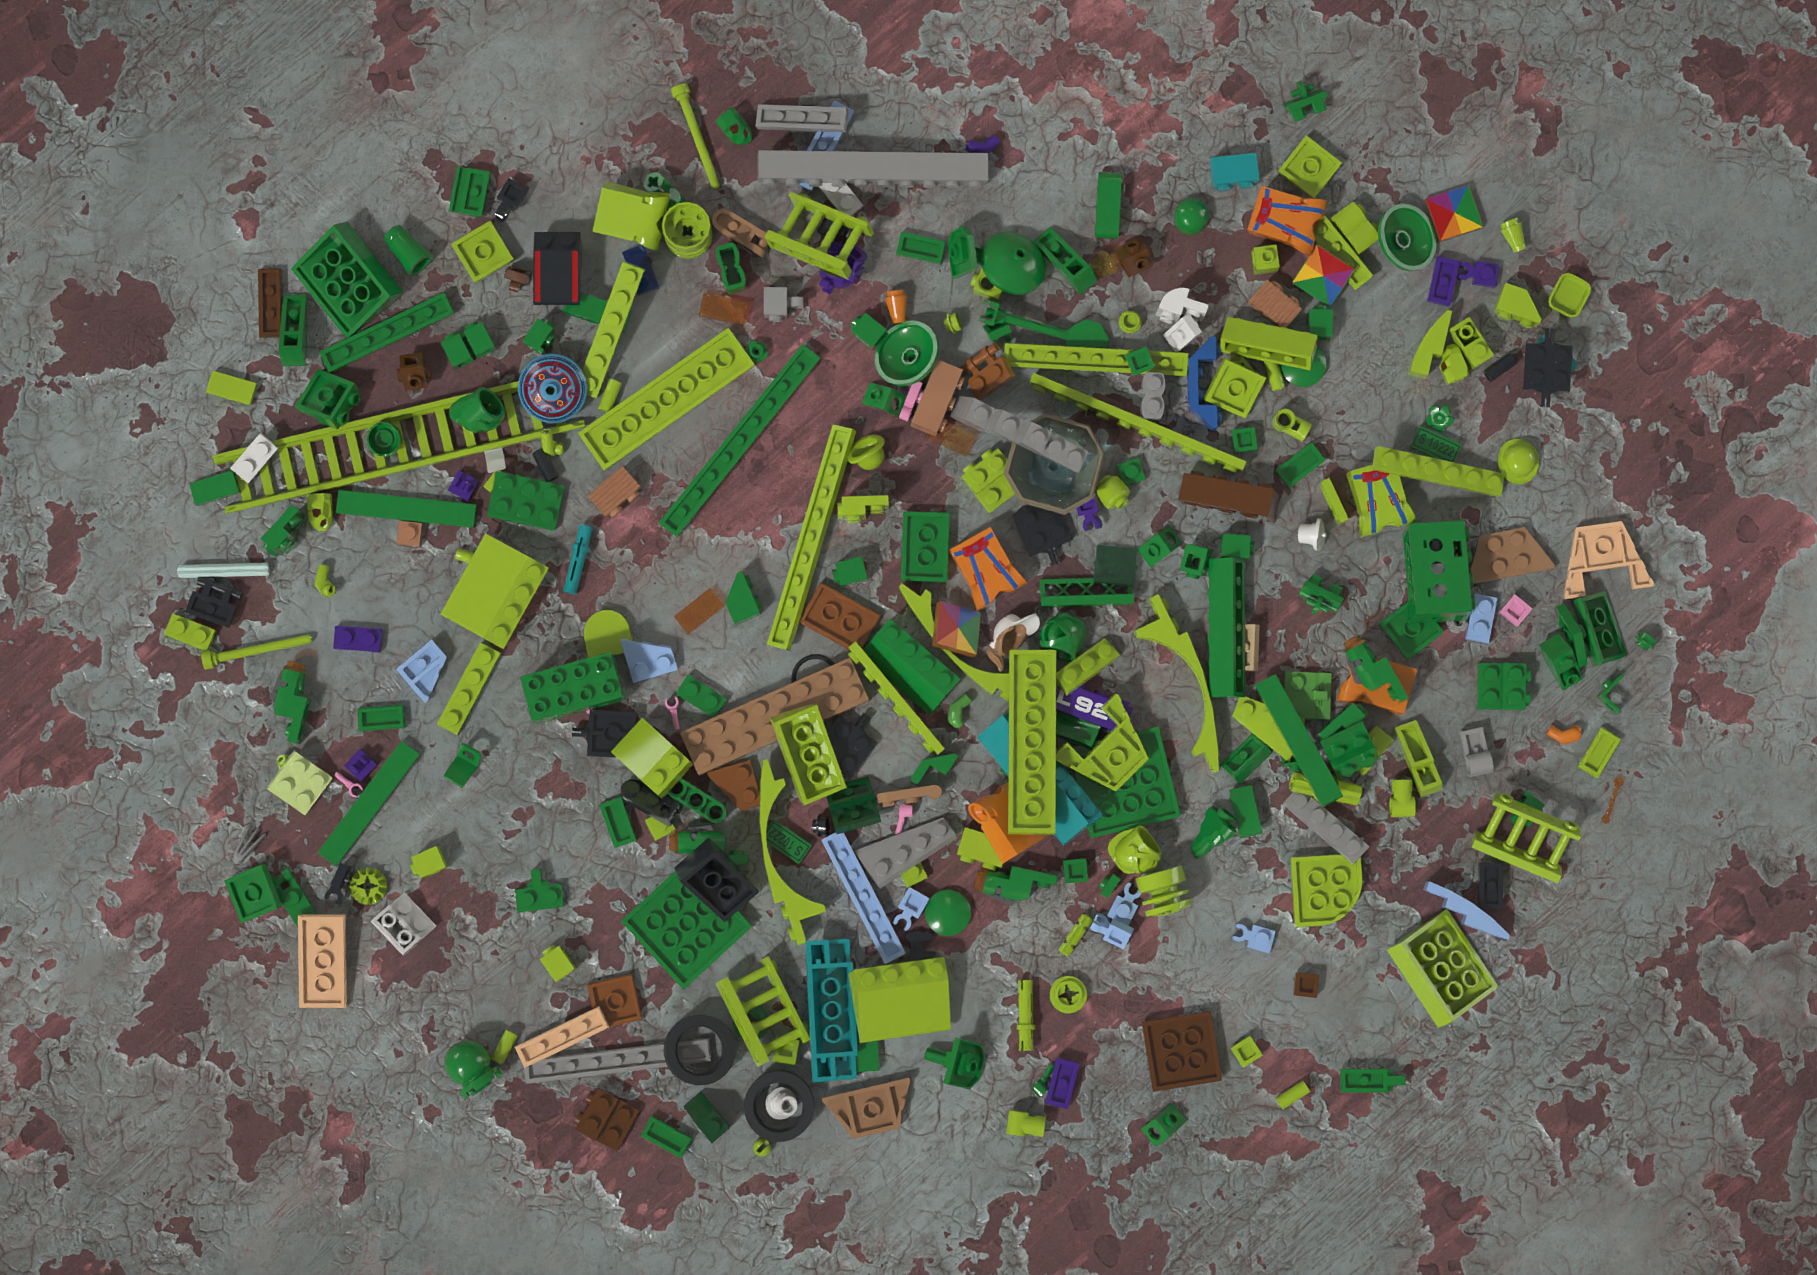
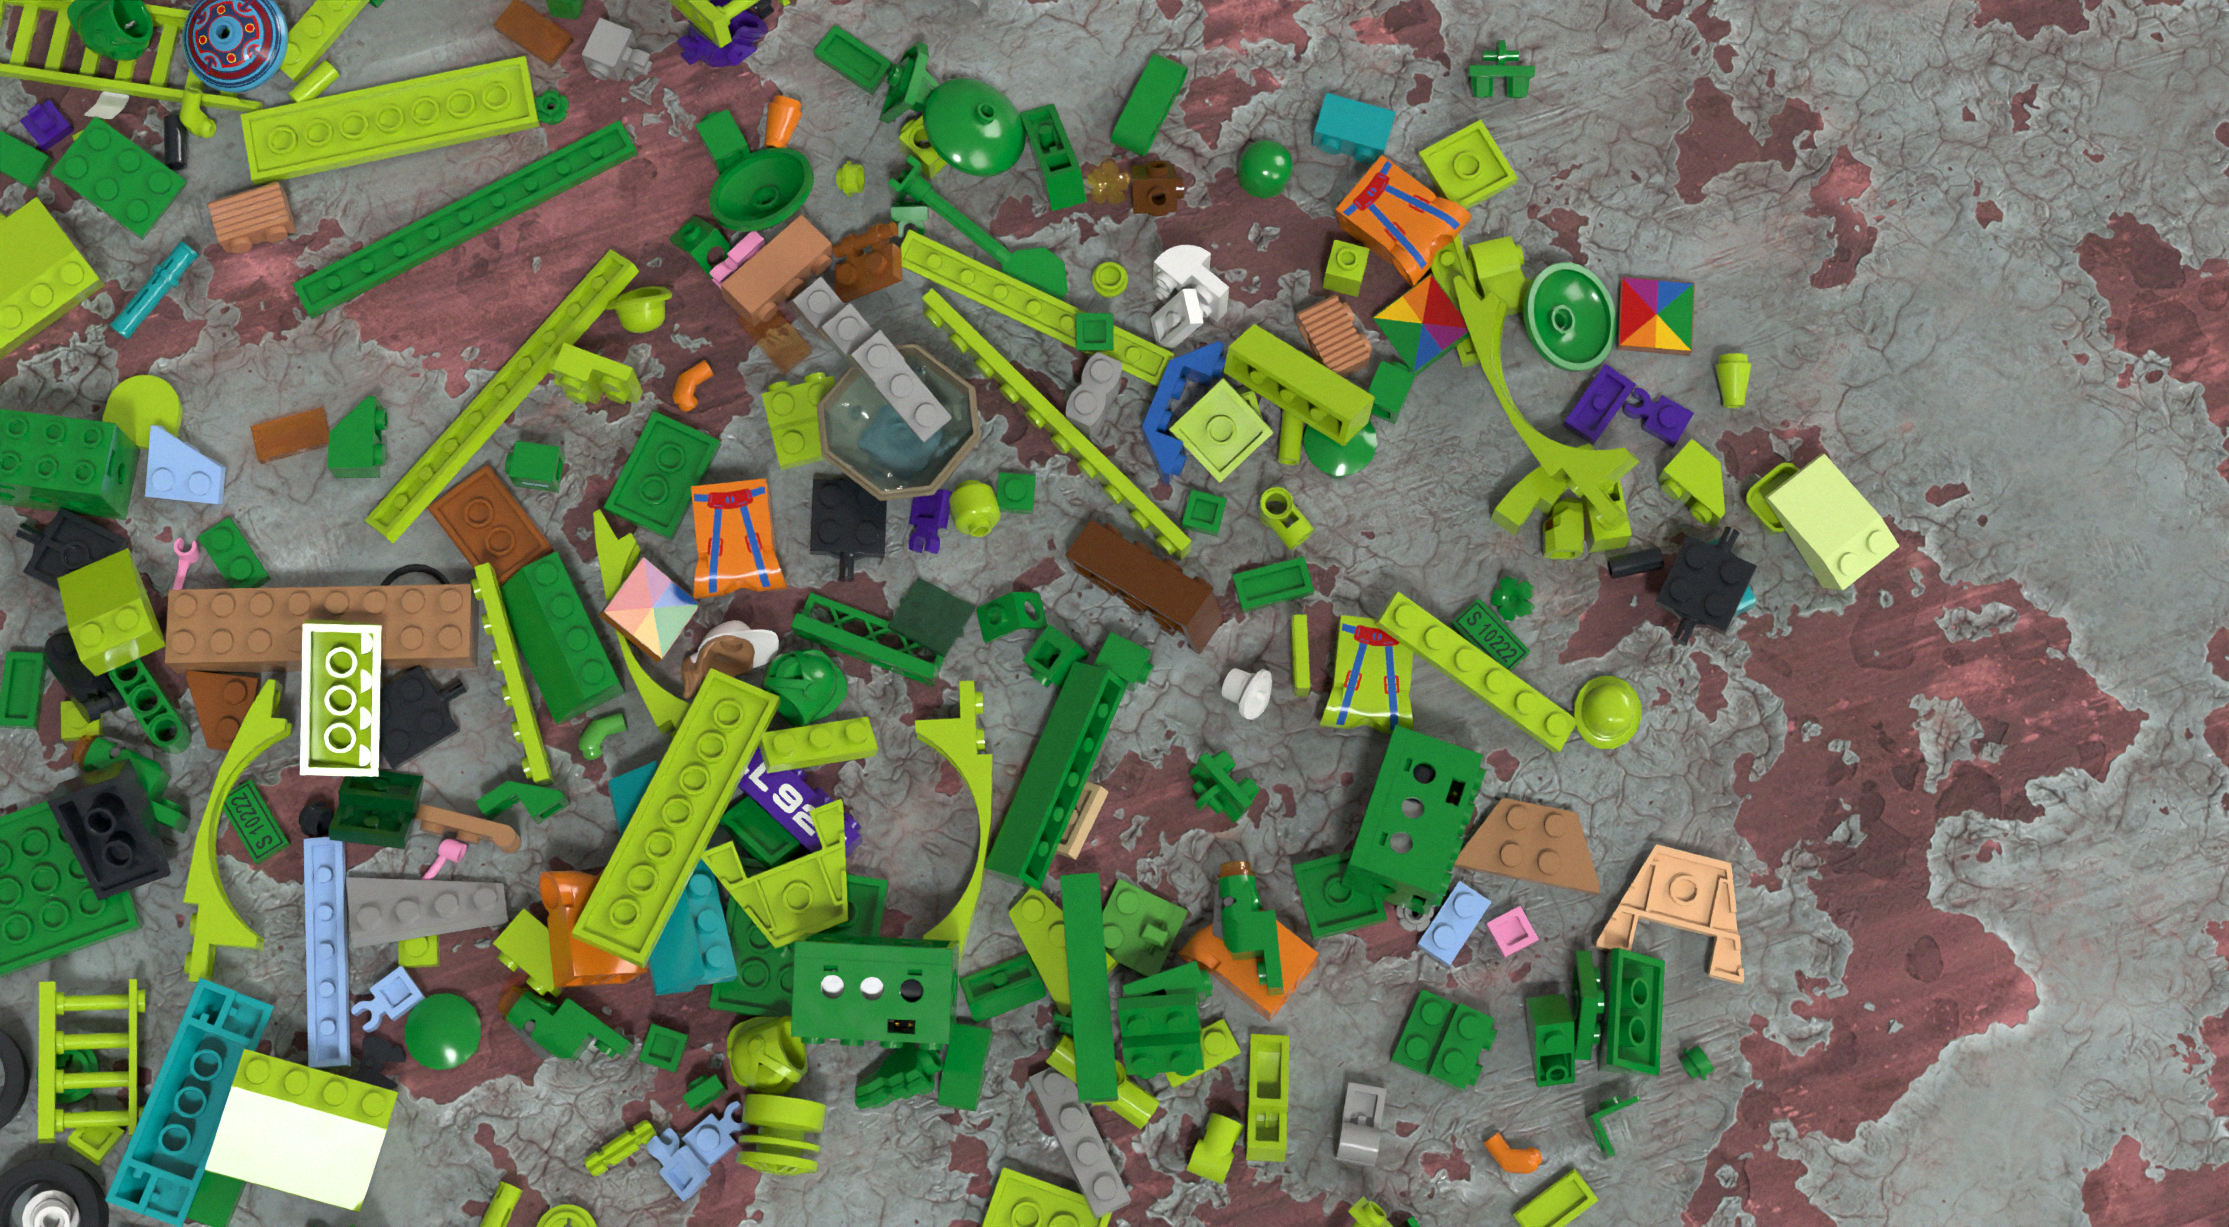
camera: 25 degrees right, 10 degrees down
(913, 486) = (686, 384): none -> orange arm
(1184, 791) = (857, 983): none -> green piece
(1456, 330) = (1588, 470): none -> lime slope
(1603, 301) = (1831, 524): none -> yellowish green slope

